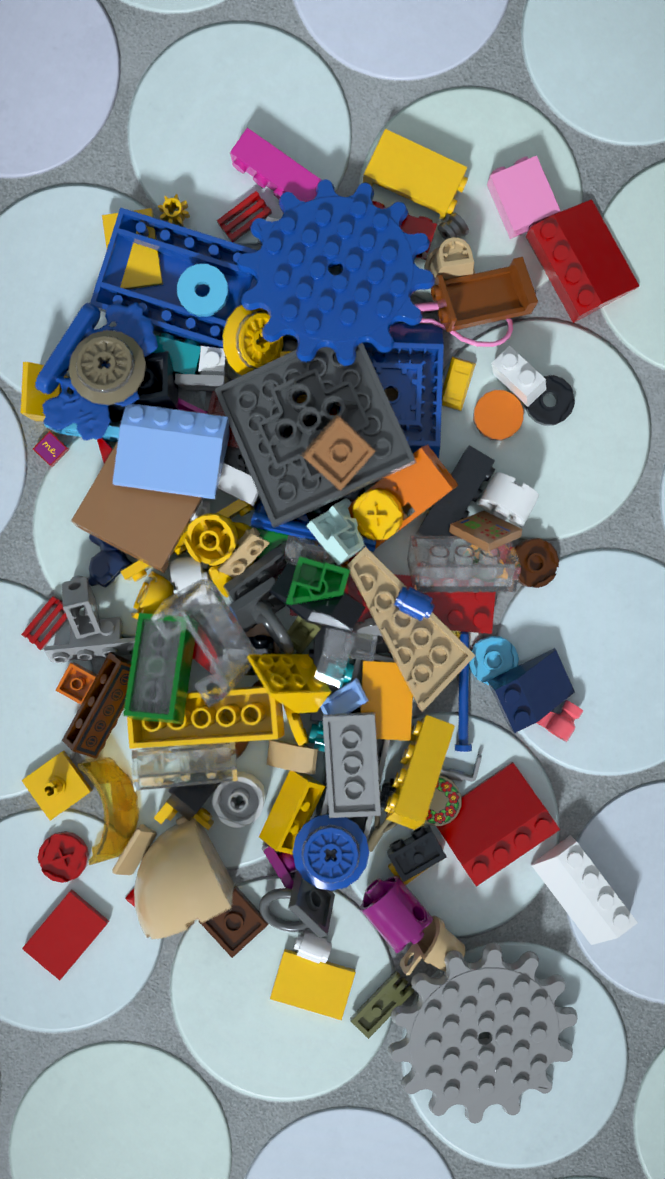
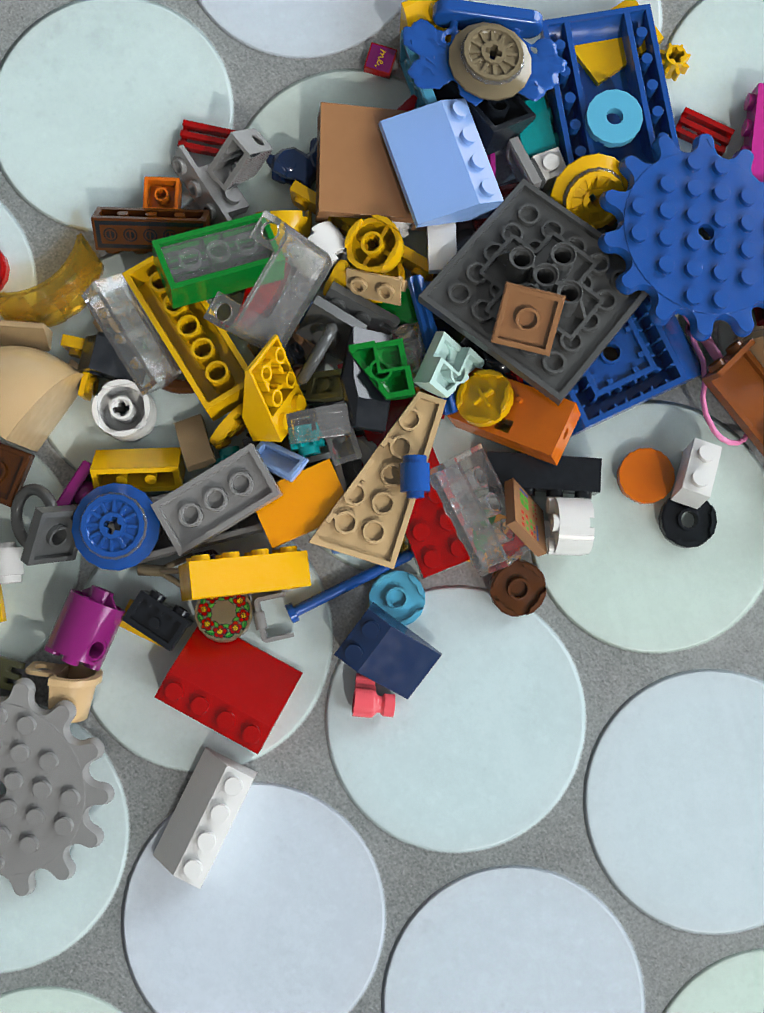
camera: 50 degrees right, 5 degrees down
(57, 785) = (49, 228): yellow tile -> none
(457, 383) = (654, 419): yellow tile -> none

